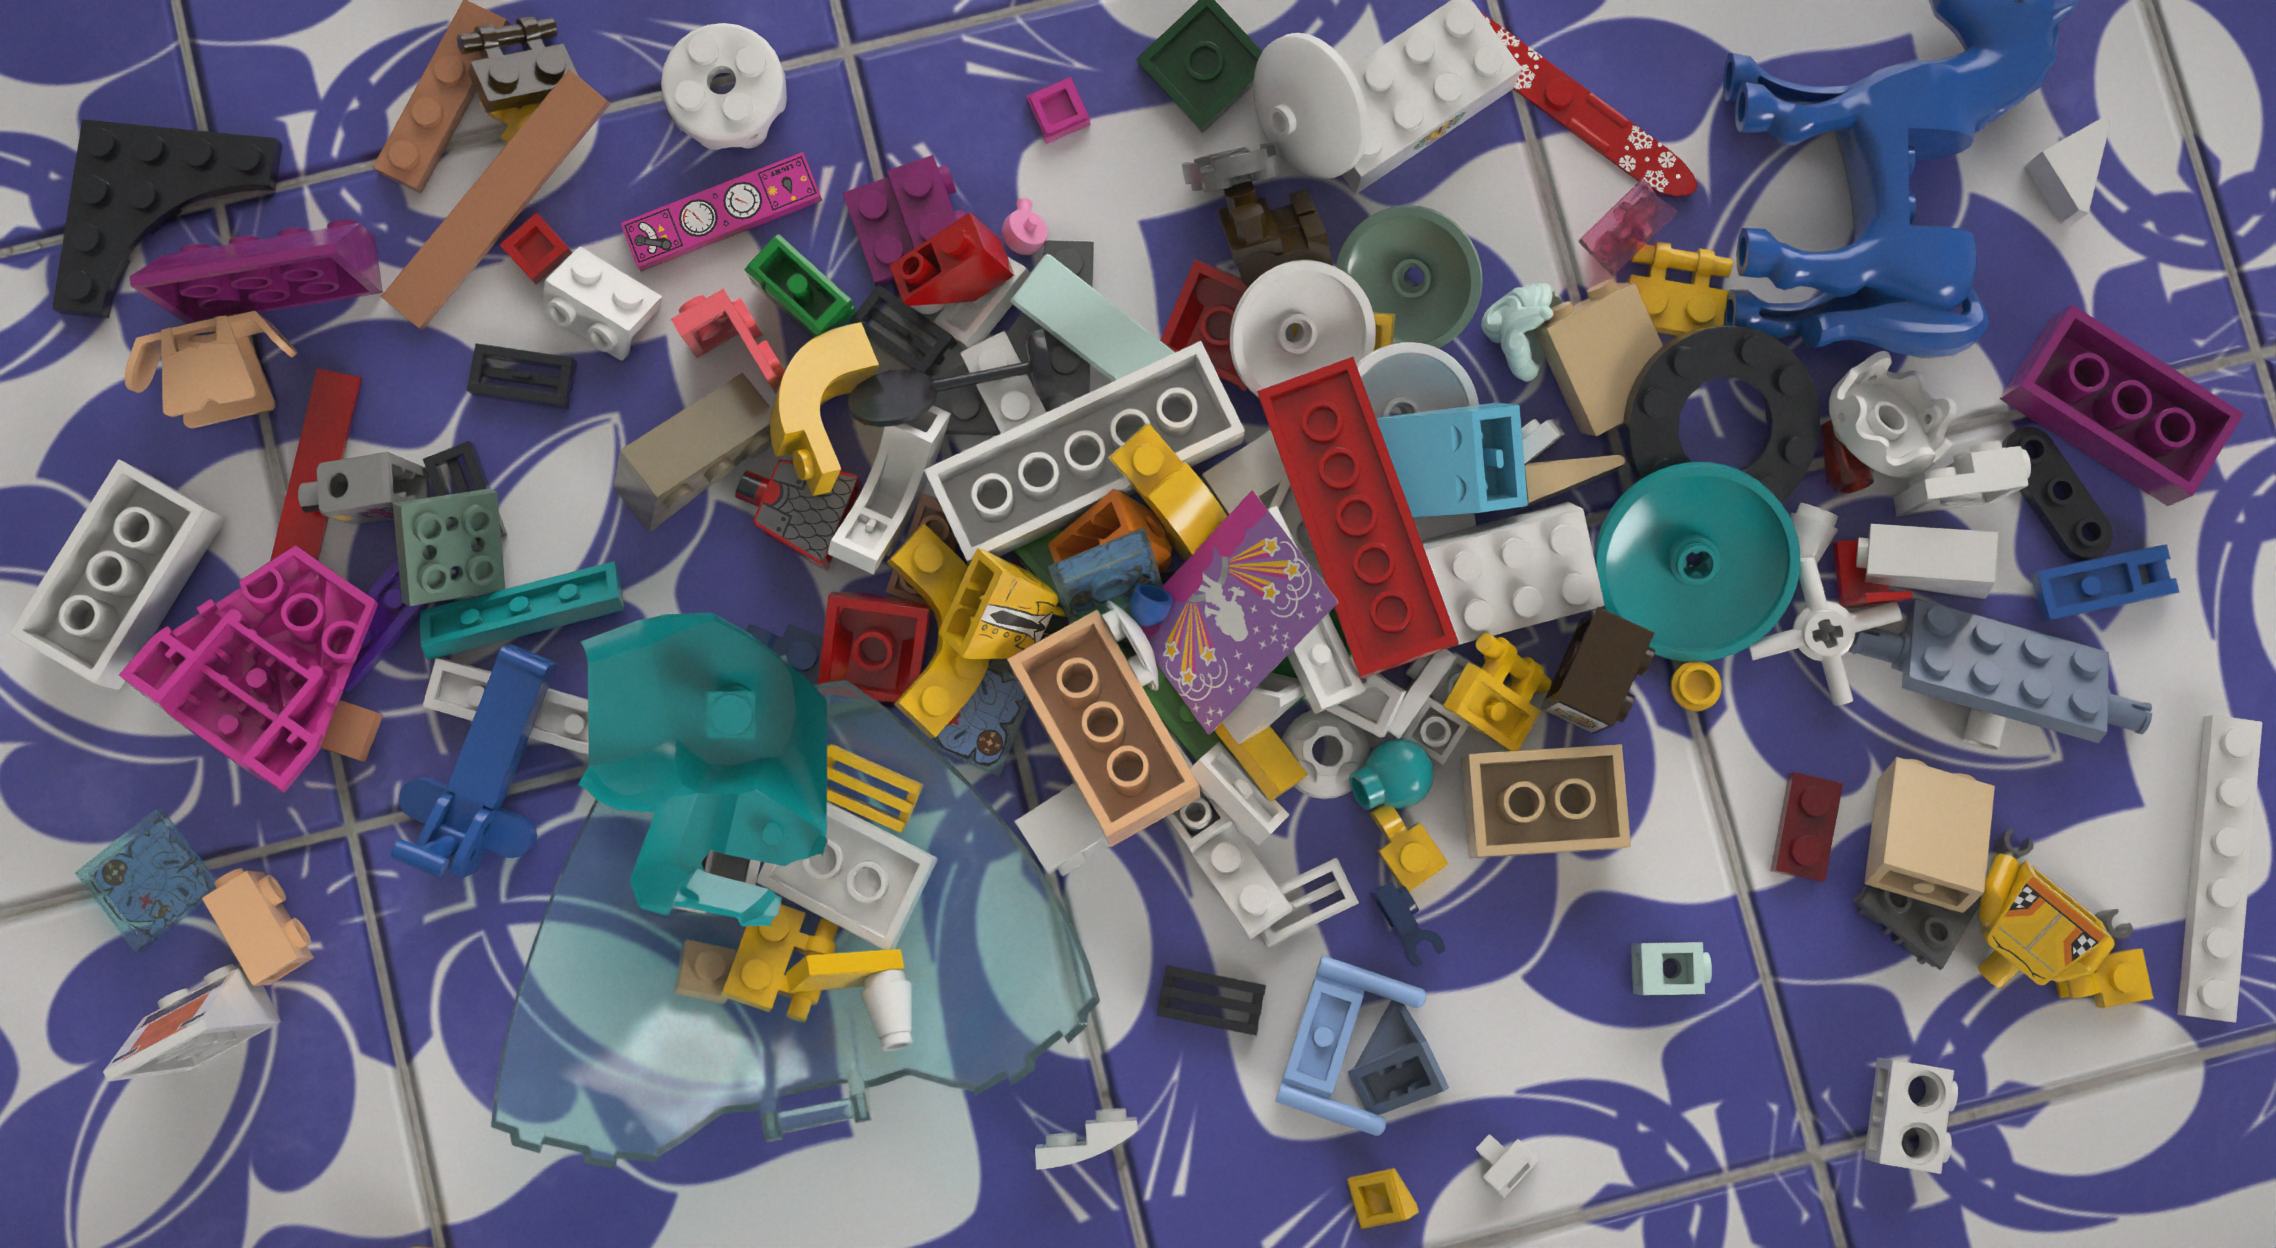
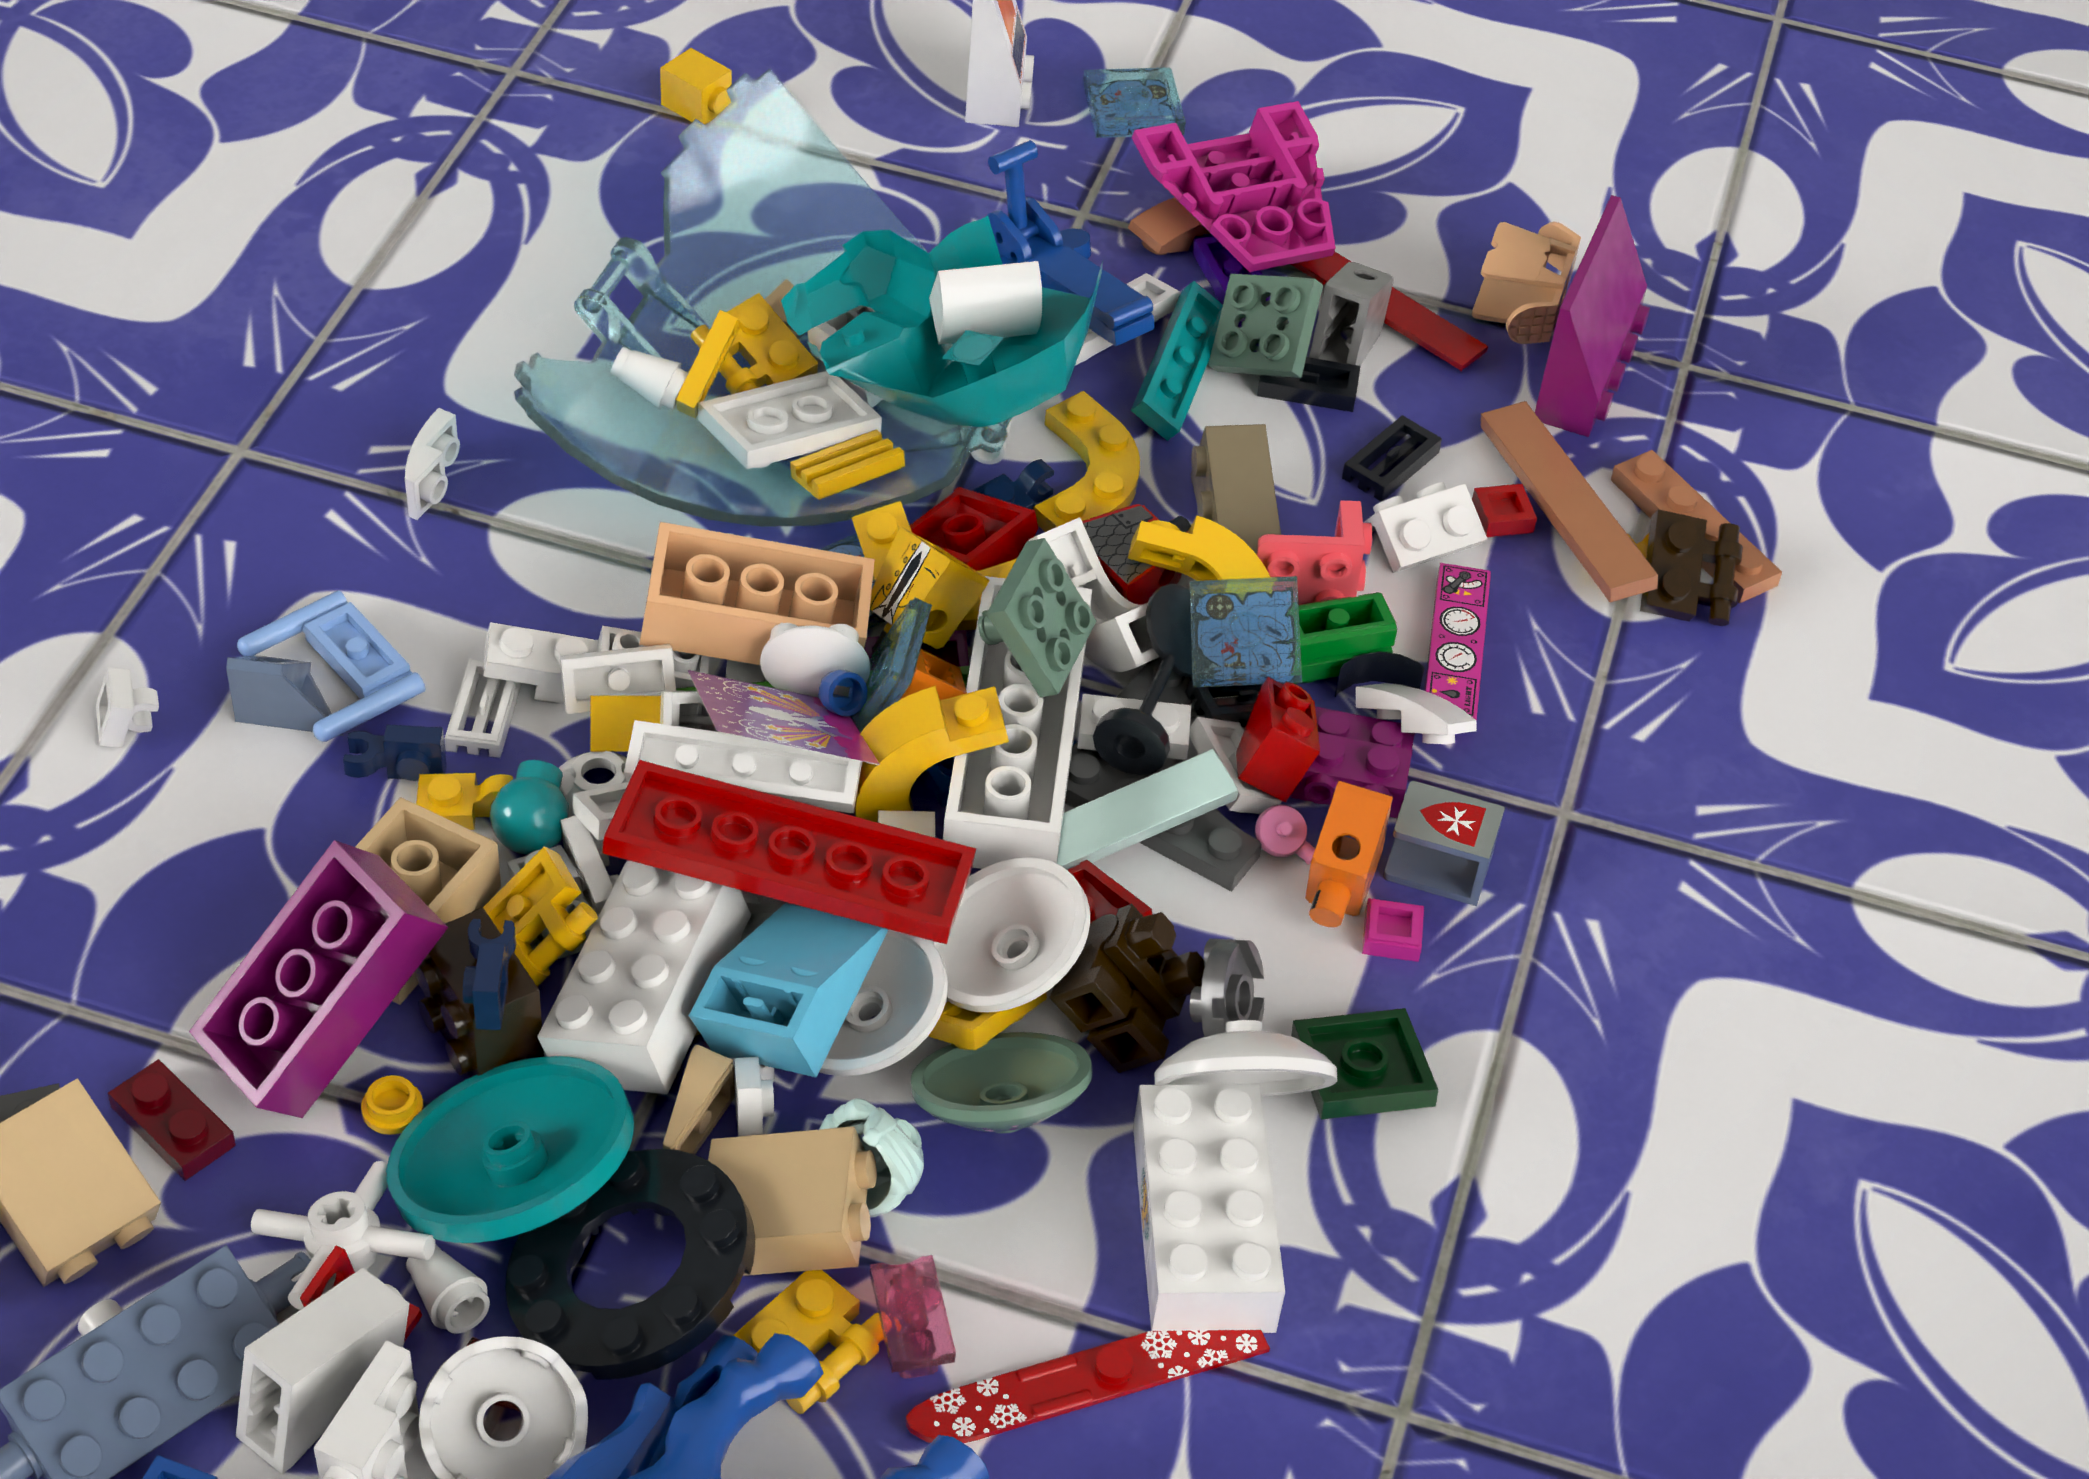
camera: 120 degrees right, 35 degrees down
(117, 575) = (1391, 166): white brick -> none
(133, 184) = (1726, 319): black plate -> none
(258, 926) = (1056, 124): light nougat brick -> none
(664, 739) = (987, 301): none -> white brick
(729, 583) = (1109, 458): none -> yellow plate
(731, 118) = (1583, 714): white plate -> none
(829, 273) = (1380, 668): none -> black sticker
(835, 181) = (1418, 710): none -> white slope
(867, 342) = (1245, 631): none -> clear light blue tile
(964, 103) = (1443, 842): none -> piece
(1024, 462) = (1039, 618): none -> sand green plate
(1033, 161) = (1346, 866): none -> orange torso
(1254, 1008) = (456, 601): black tile -> none
(1381, 1198) = (180, 622): yellow slope -> none
(1638, 630) = (488, 981): none -> dark blue plate
(1685, 771) = (317, 980): none -> magenta brick
(1692, 972) = (158, 915): light aqua brick -> none

